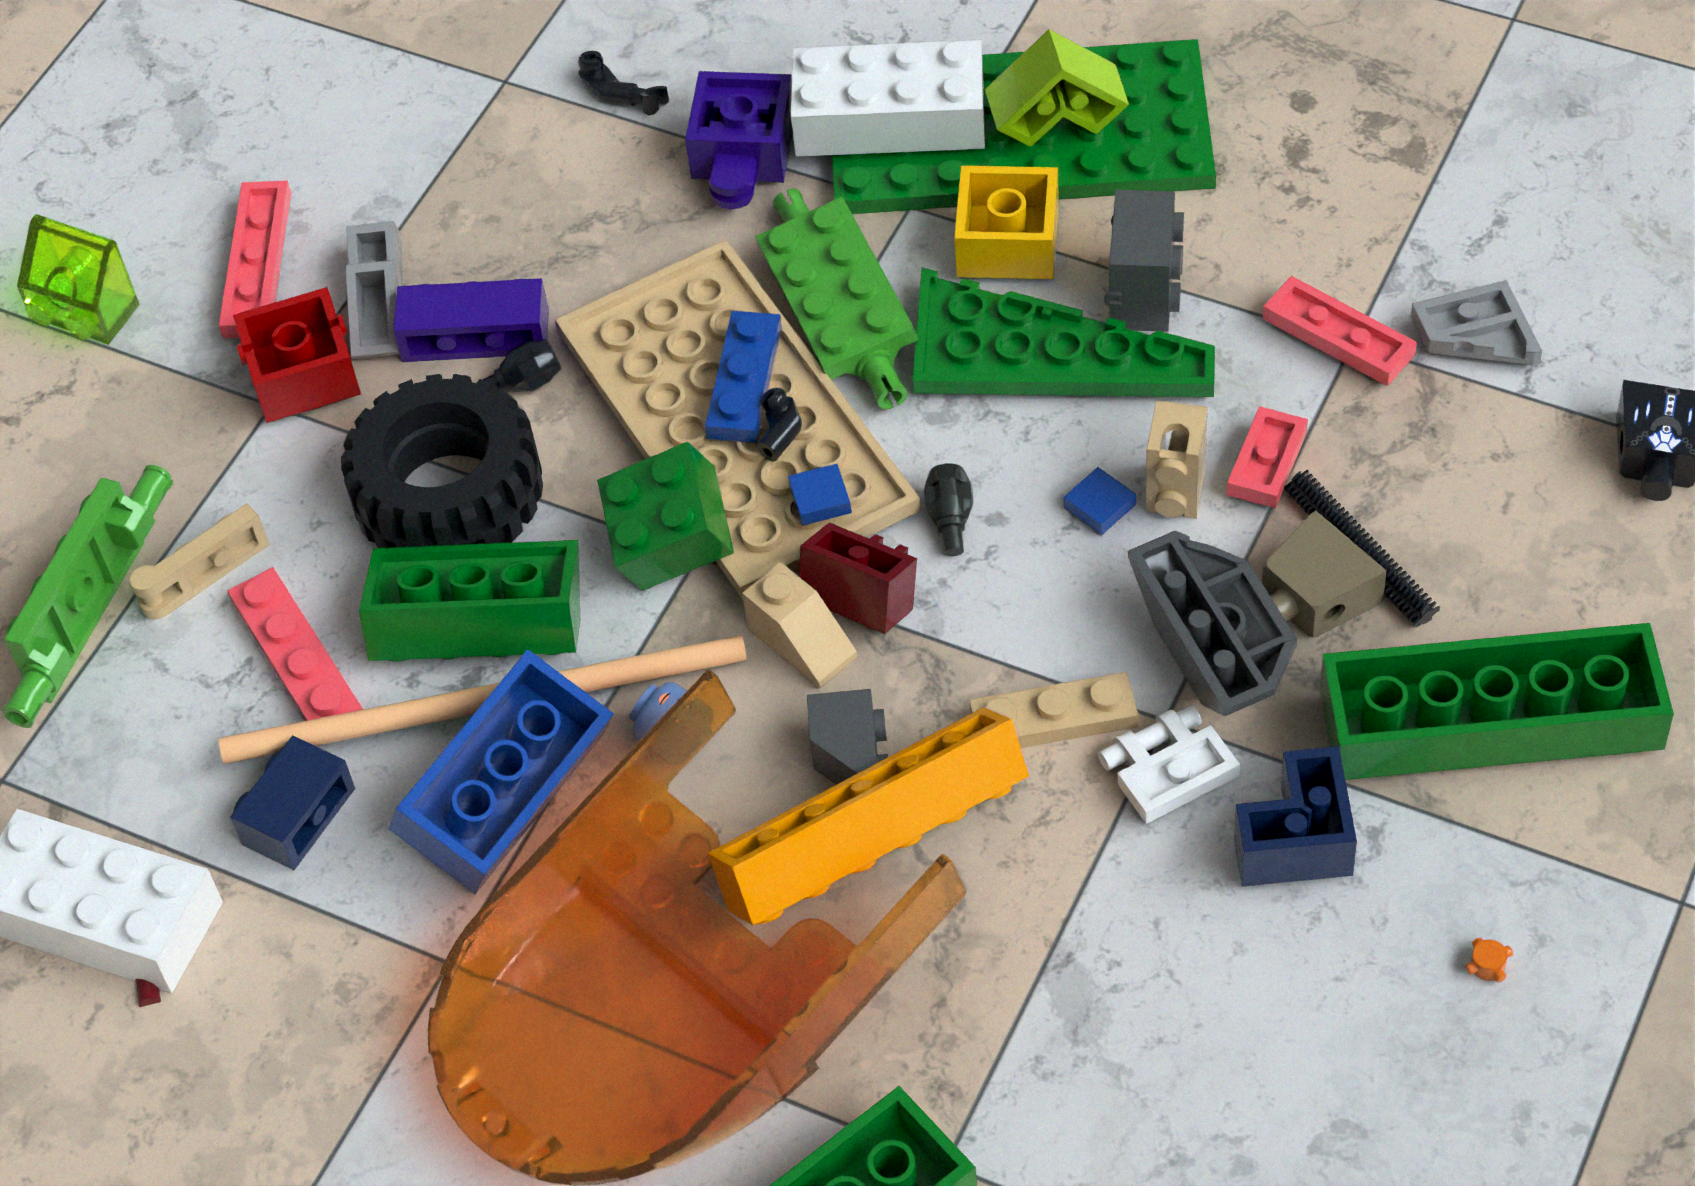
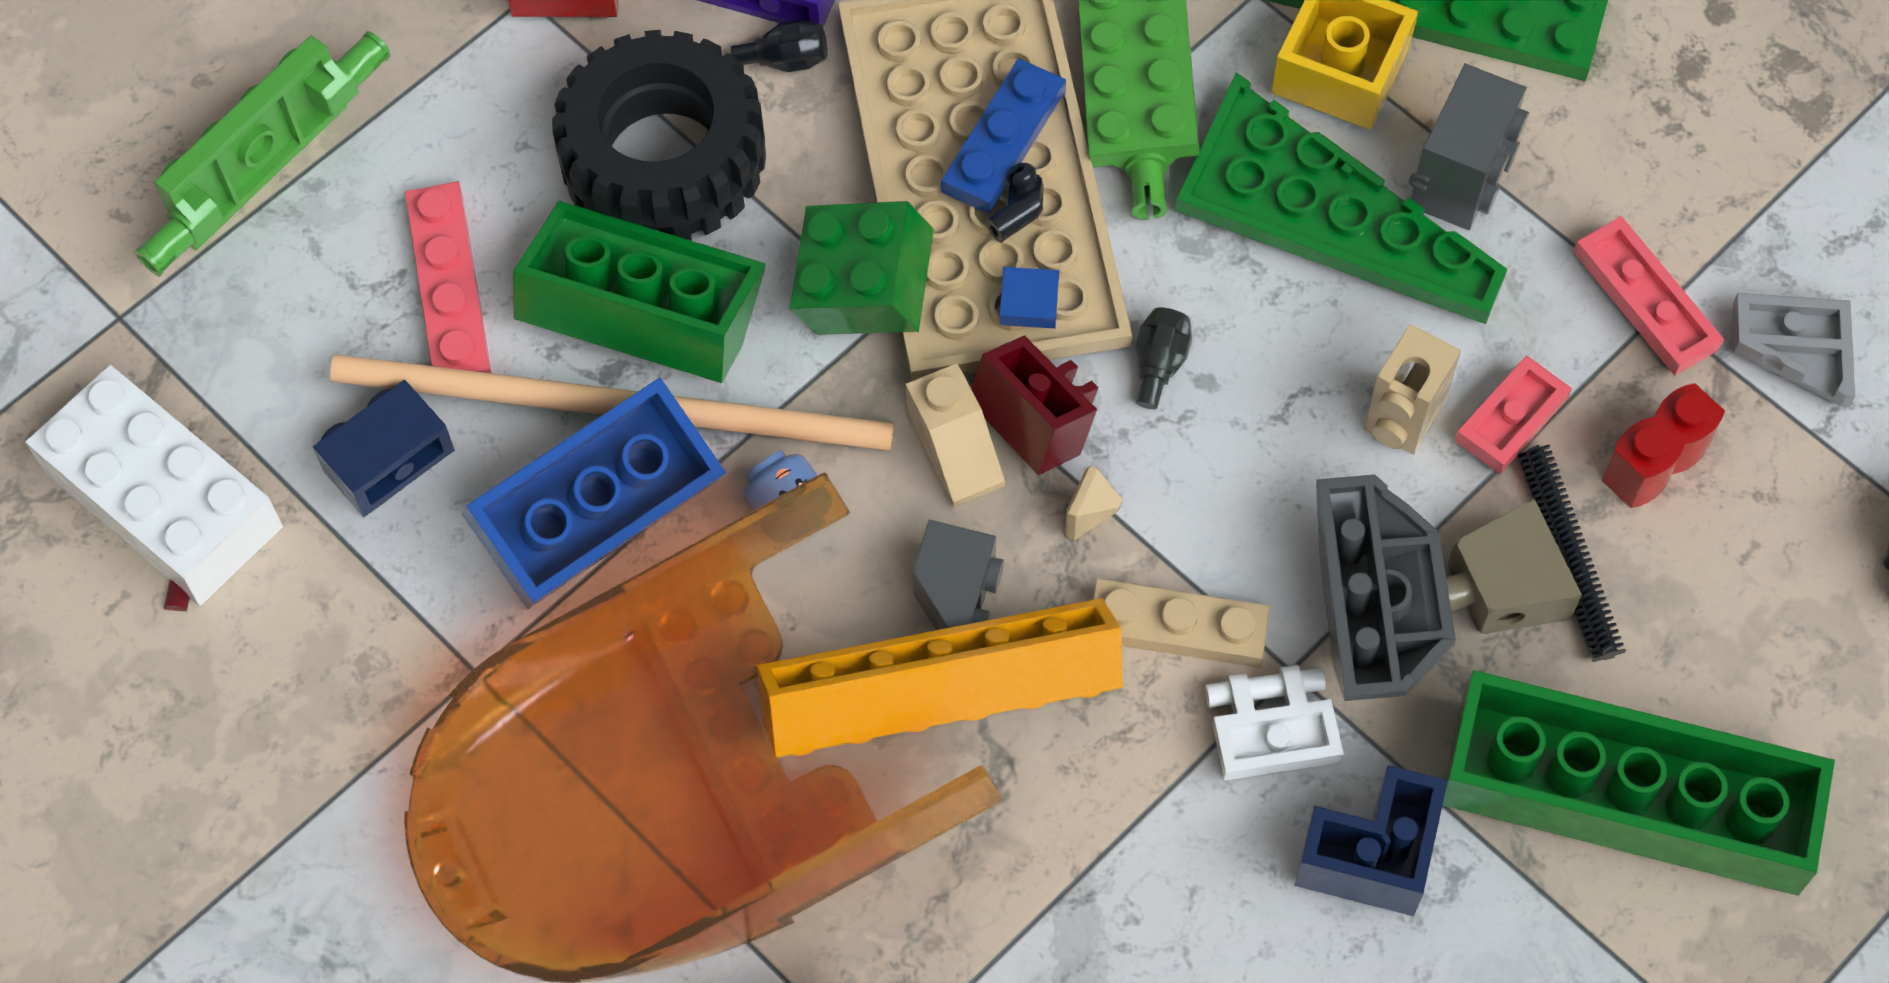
camera: 15 degrees right, 10 degrees up
(198, 563) = (386, 152): tan plate -> none
(940, 642) = (1091, 504): none -> tan slope
(1099, 501) = (1319, 401): blue tile -> none
(1402, 438) = (1663, 445): none -> red brick

